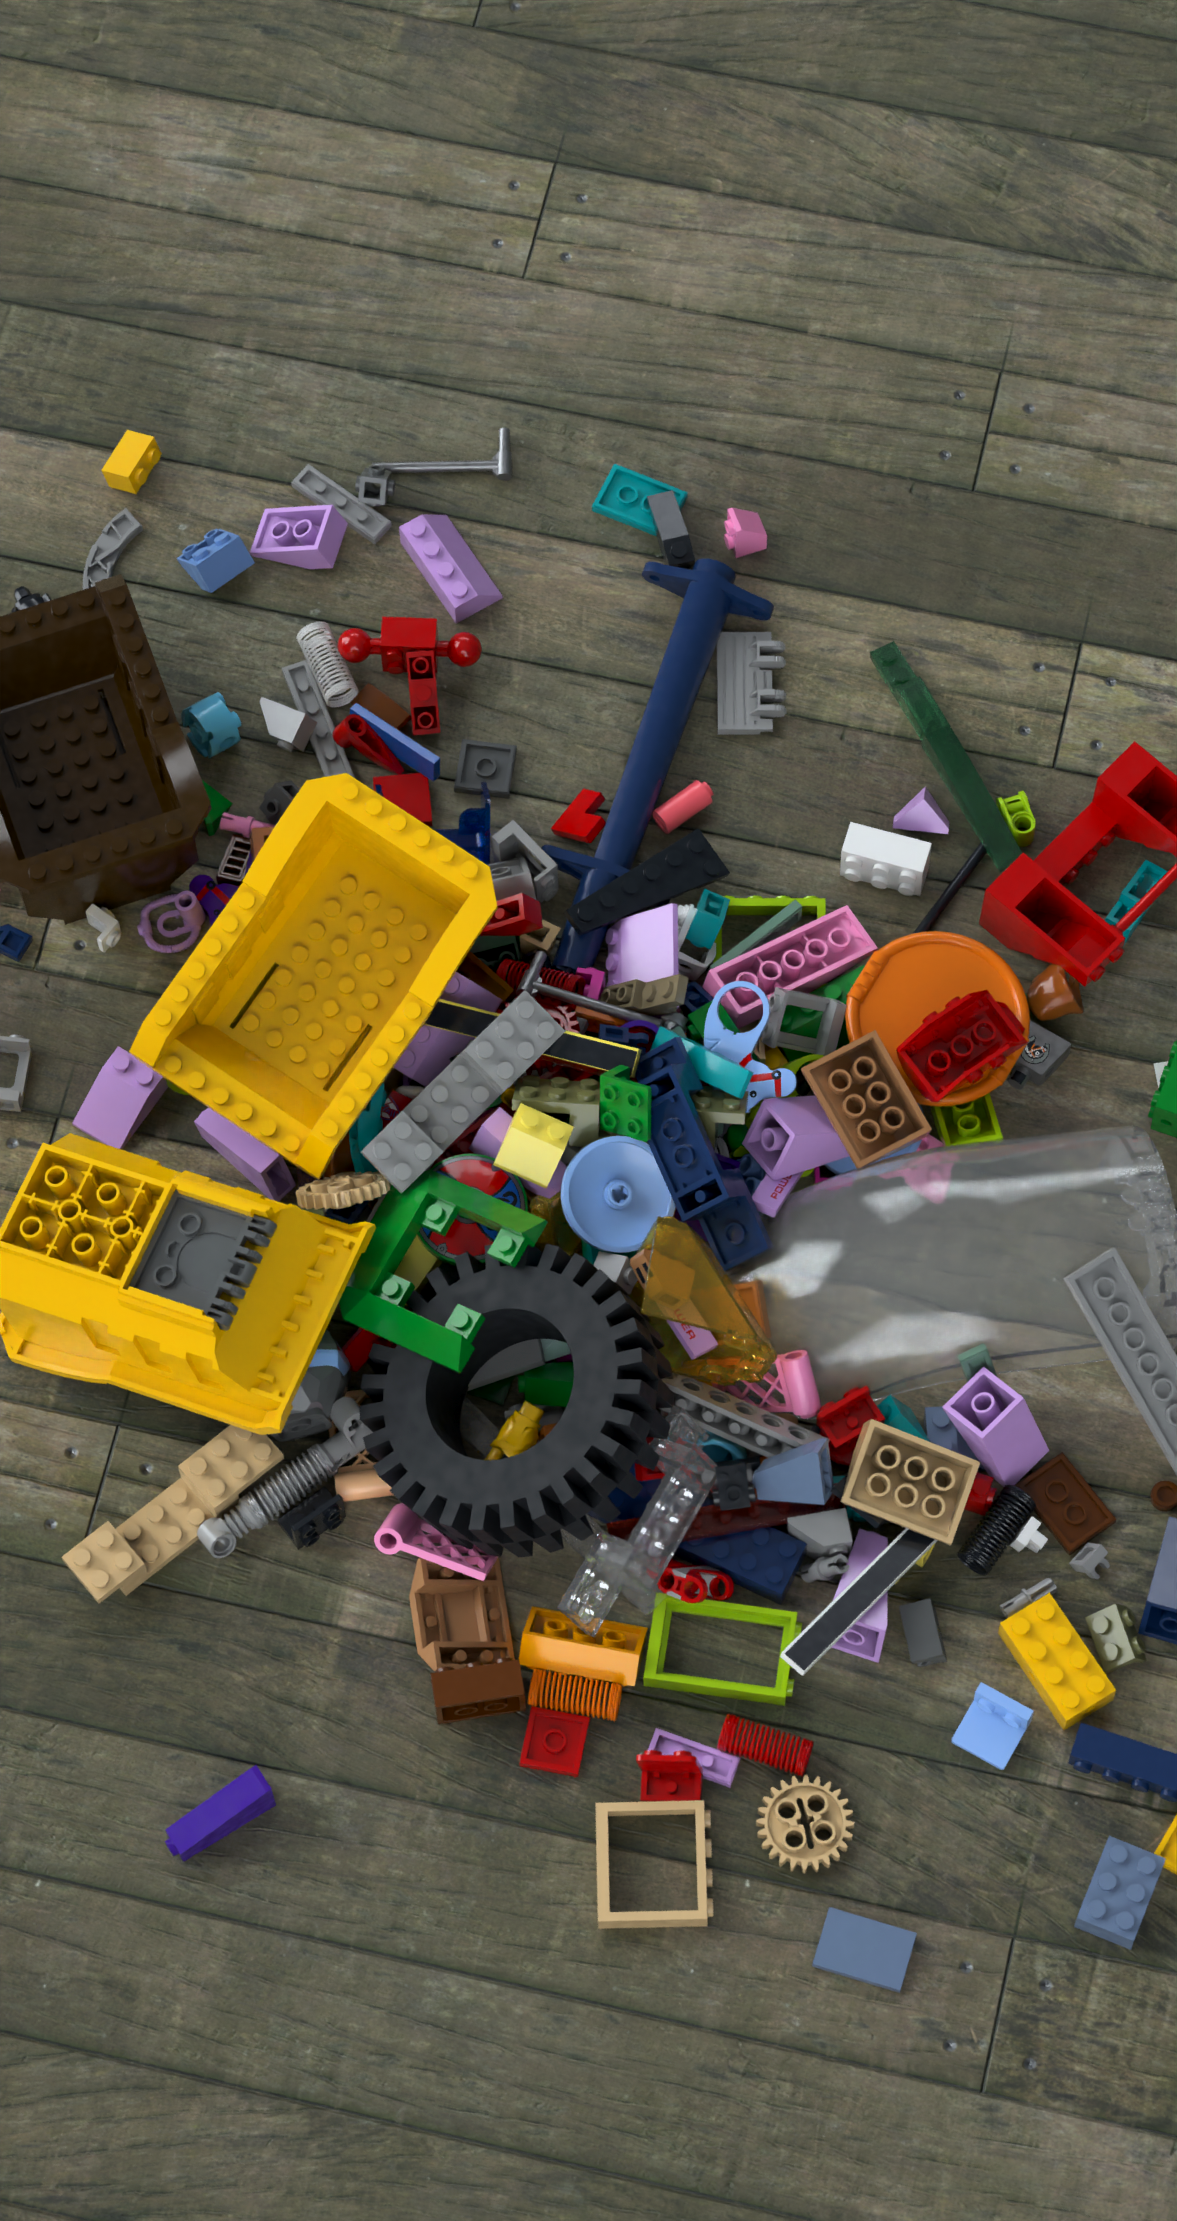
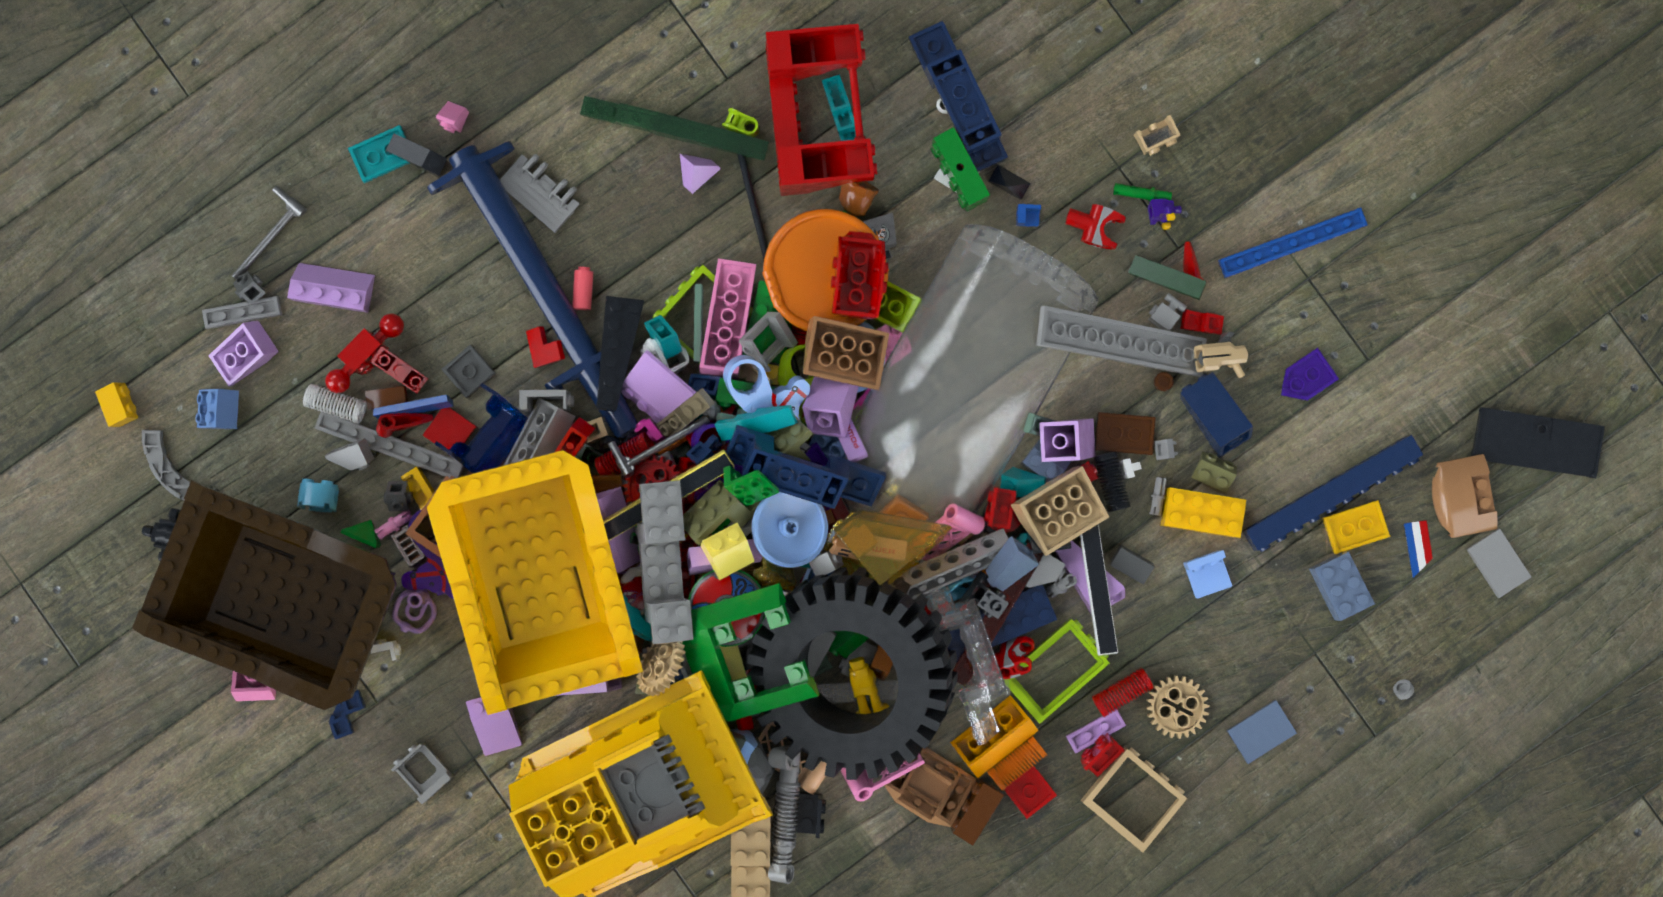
camera: 55 degrees left, 20 degrees up
(885, 859) = (708, 214): white piece -> none
(1066, 2074) = (1403, 689): none -> light grey tile

